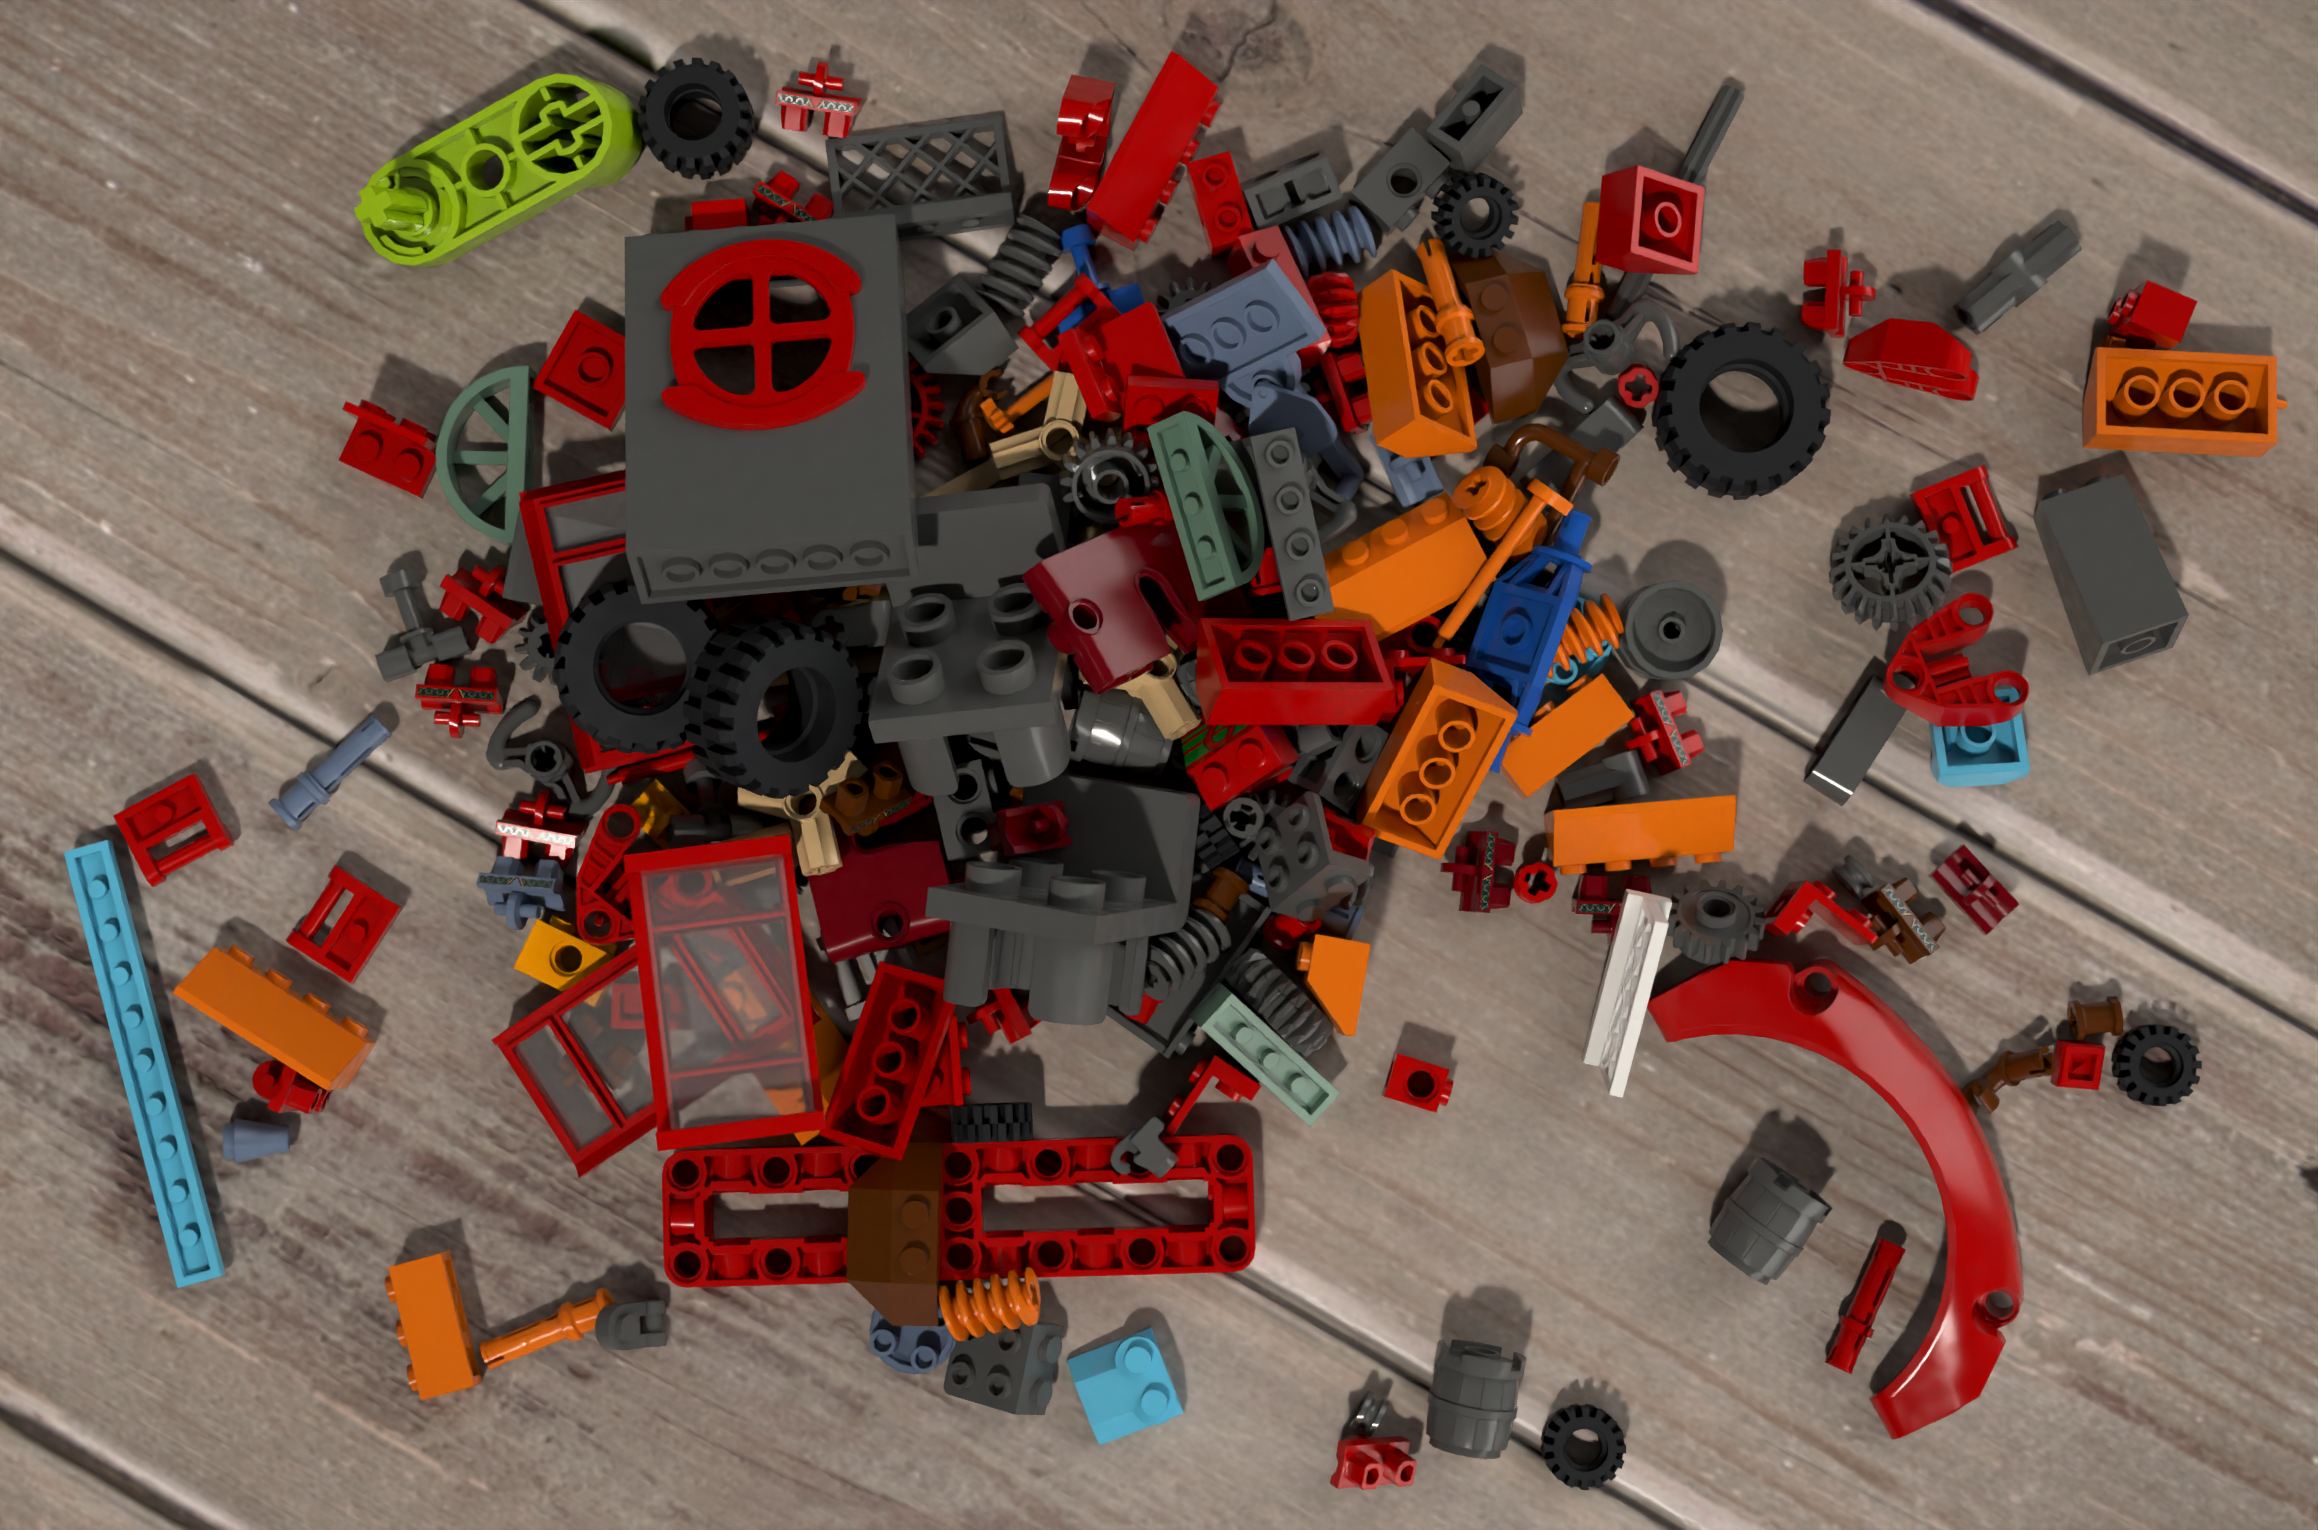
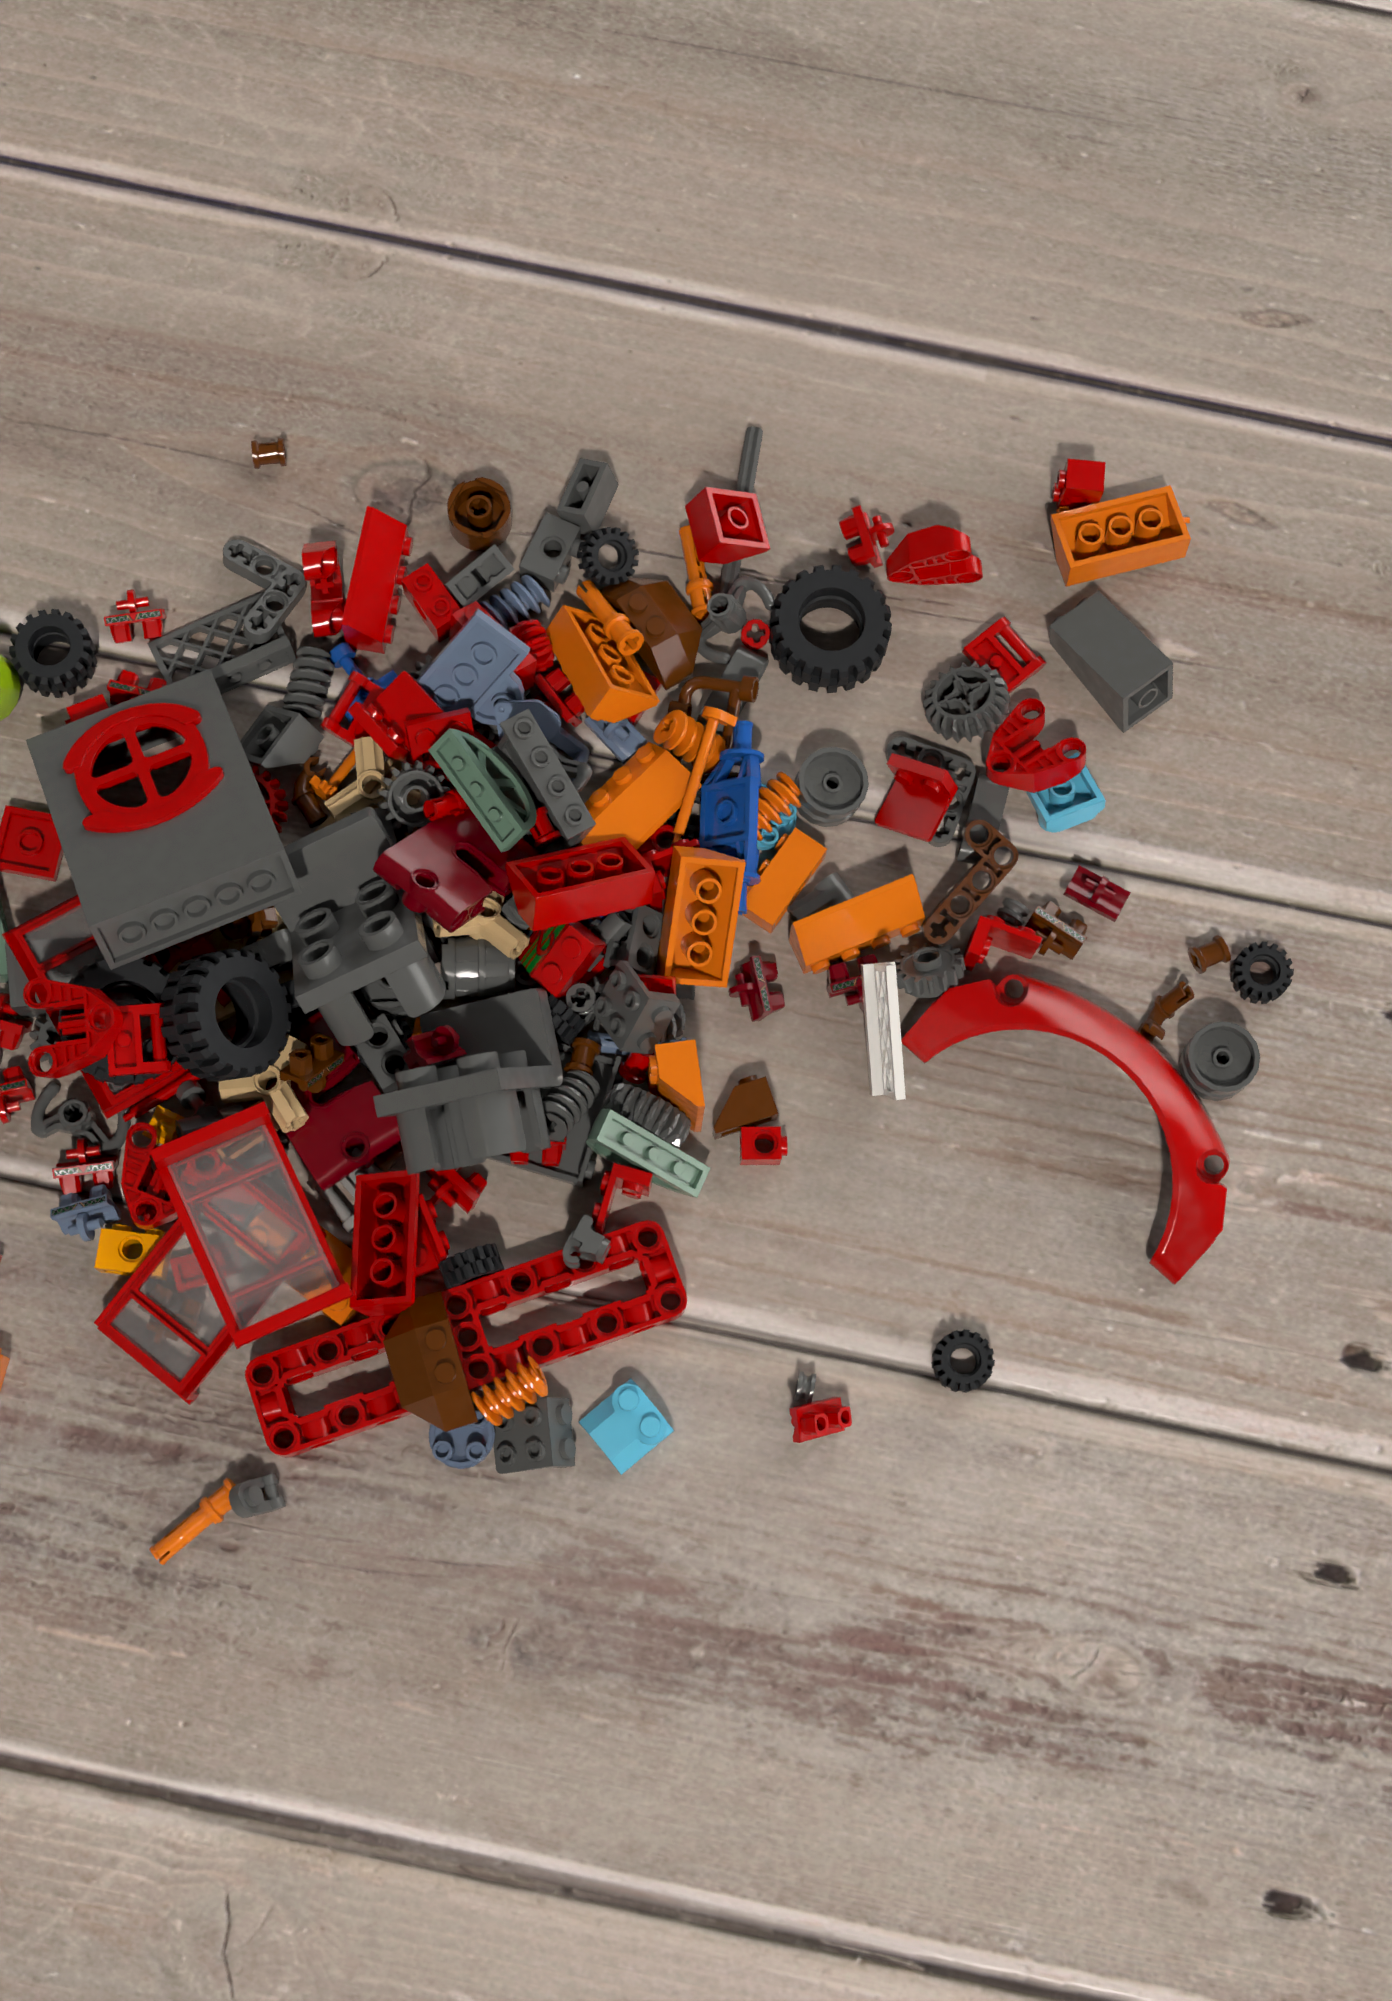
camera: 25 degrees left, 10 degrees down
(433, 1325) = (110, 1545): orange brick -> none
(582, 626) = (78, 1053): none -> red connector
(633, 704) = (126, 1052): none -> red plate
(1017, 108) = (274, 584): none -> dark grey beam
(1321, 76) = (465, 513): none -> reddish brown brick
(1413, 1025) = (747, 1106): none -> reddish brown slope
(1473, 1399) = (874, 1349): dark grey piece -> none
(1548, 879) = (806, 978): red bush -> none
(1658, 733) = (848, 858): red hips -> none
(1766, 1221) = (1035, 1160): dark grey piece -> none
(1775, 685) = (916, 798): none -> red bracket
(1799, 828) = (965, 887): none -> reddish brown beam
(1826, 676) = (955, 763): none -> dark grey beam
(1867, 1300) = (1124, 1190): red pin -> none
(2017, 277) = (984, 490): dark grey piece -> none
(2062, 1195) = (1222, 1043): none -> dark grey wheel
(2078, 1064) = (1209, 989): red tile -> none

